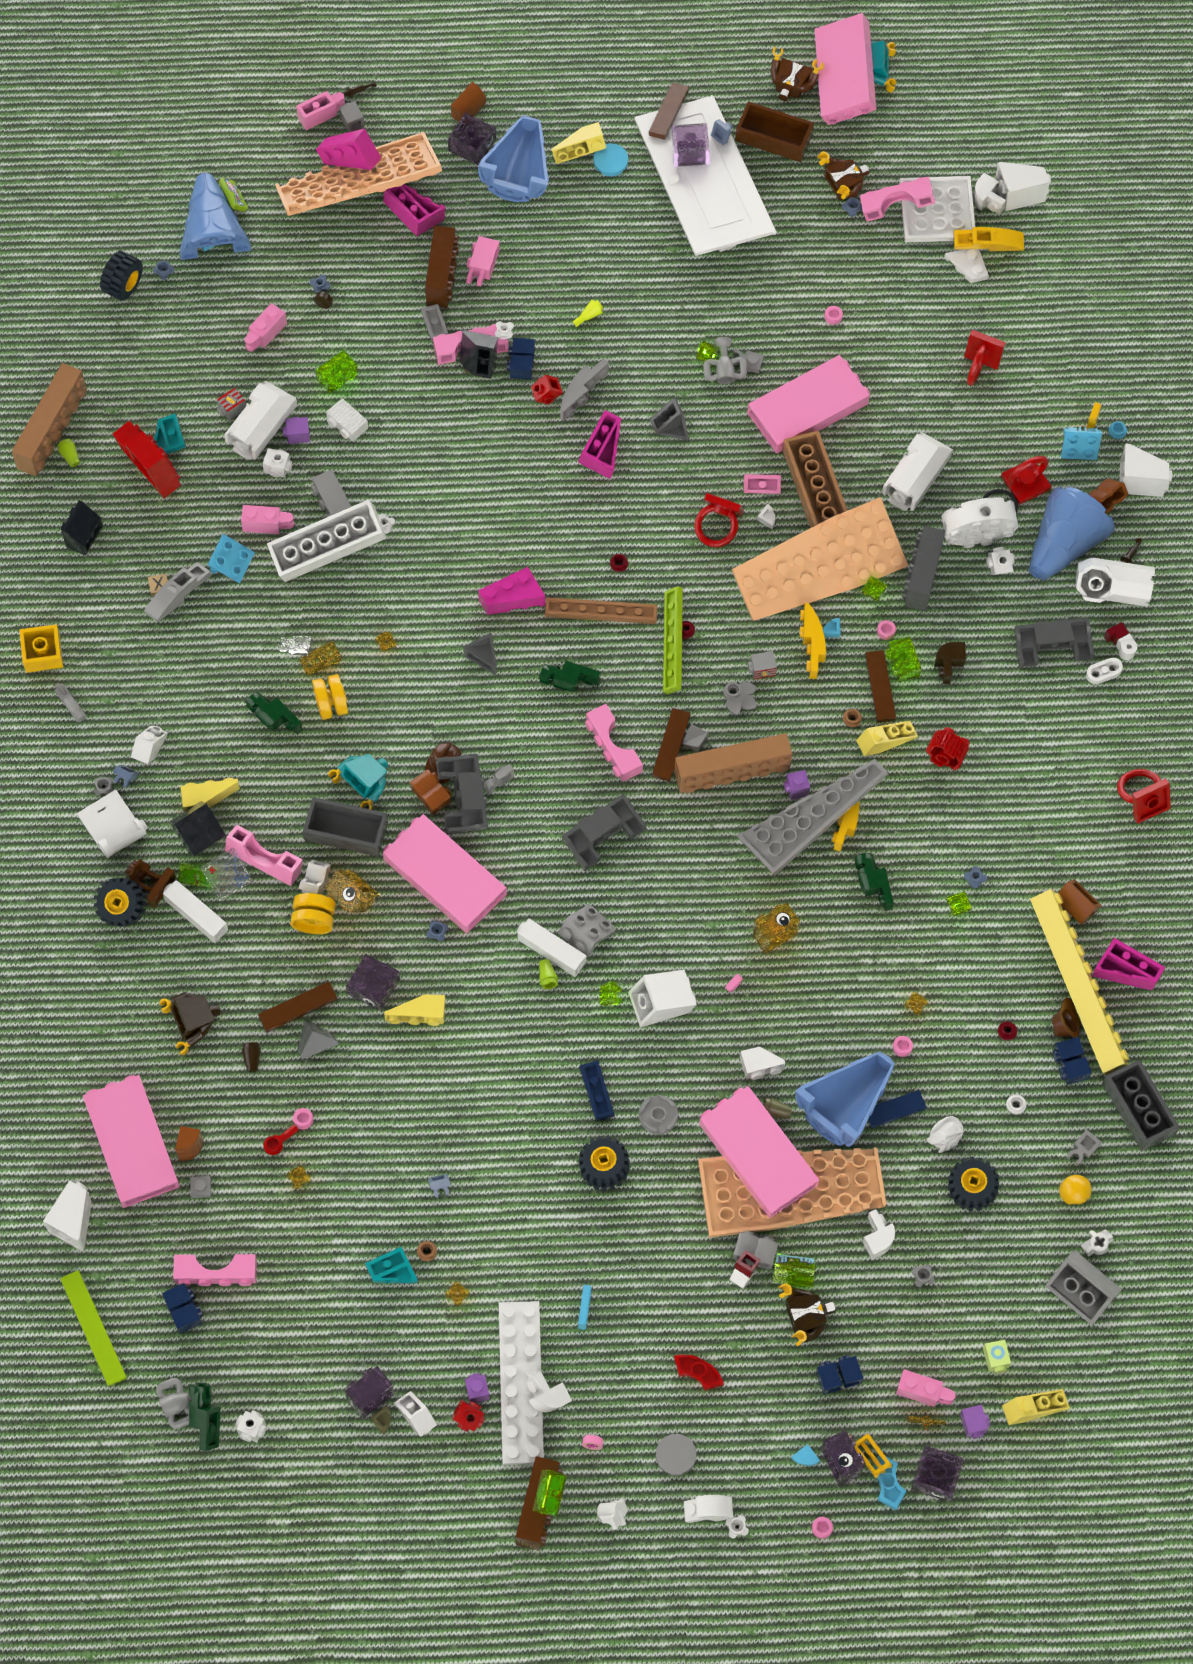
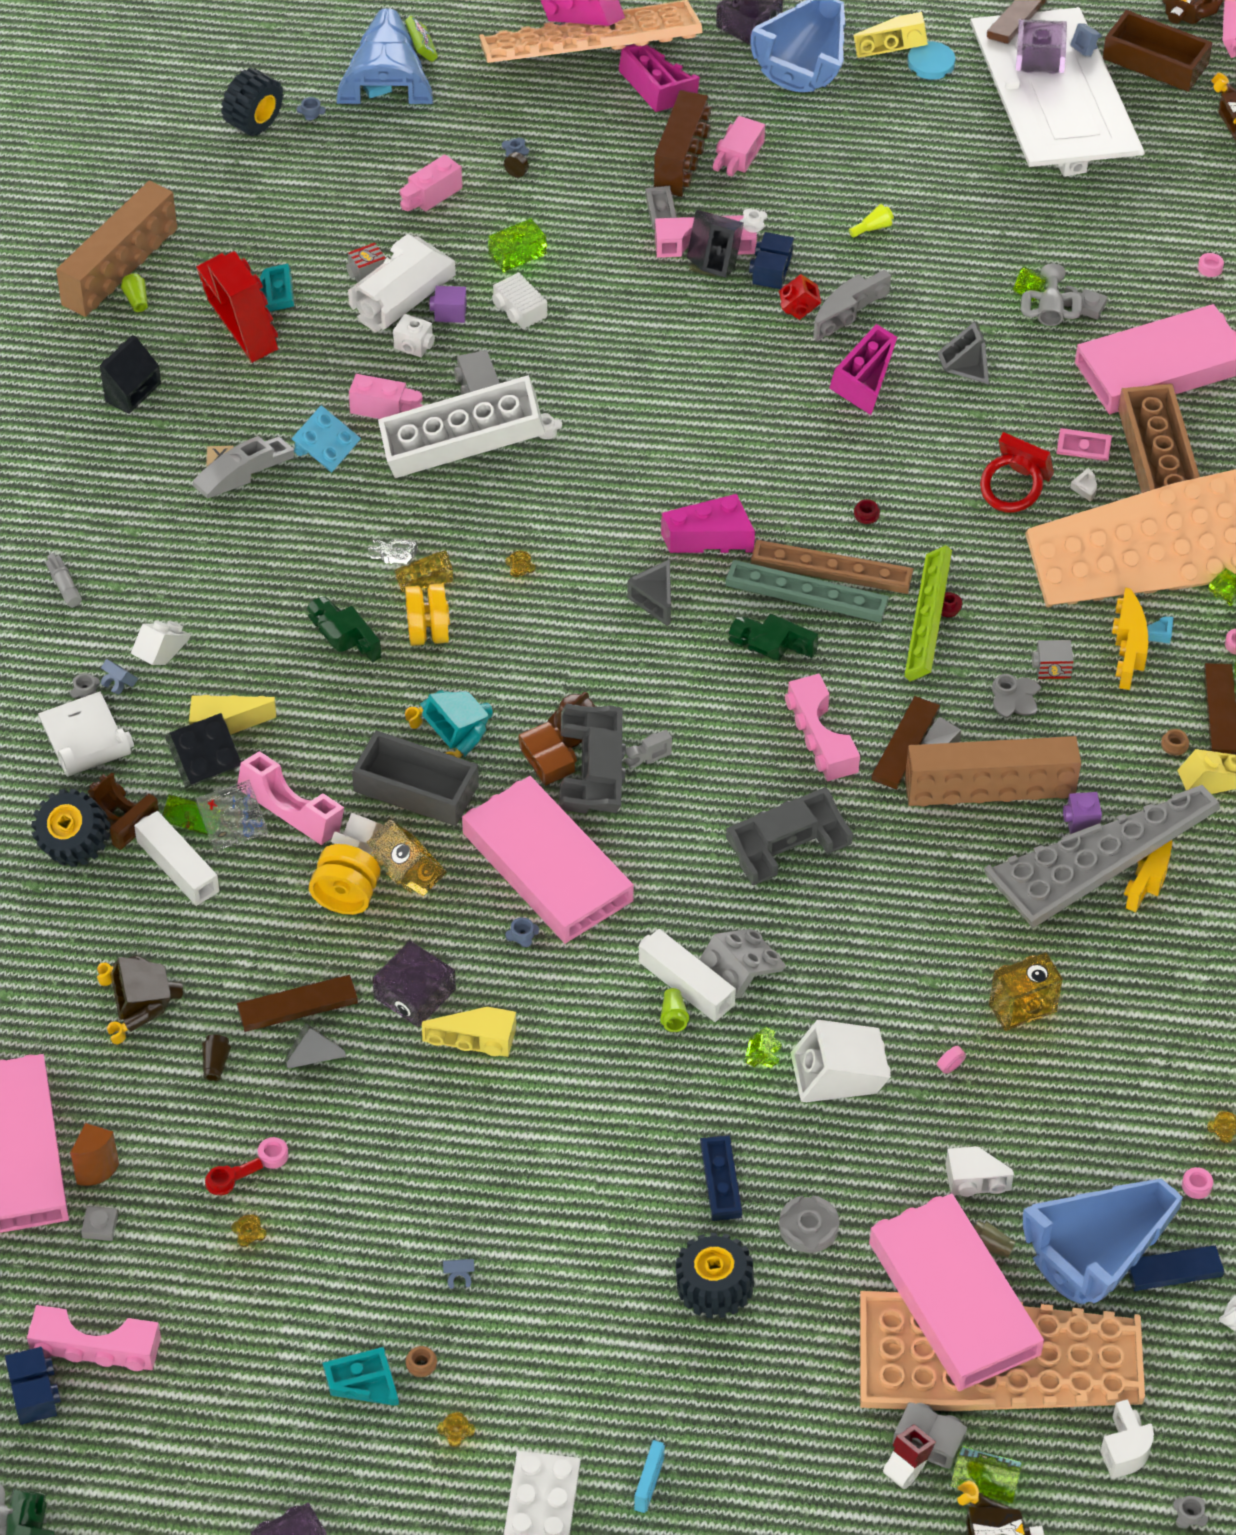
camera: 10 degrees right, 15 degrees down
(41, 648) = (39, 508): yellow brick -> none
(587, 634) = (807, 591): none -> sand green plate
(874, 880) = (1181, 952): dark green plate -> none

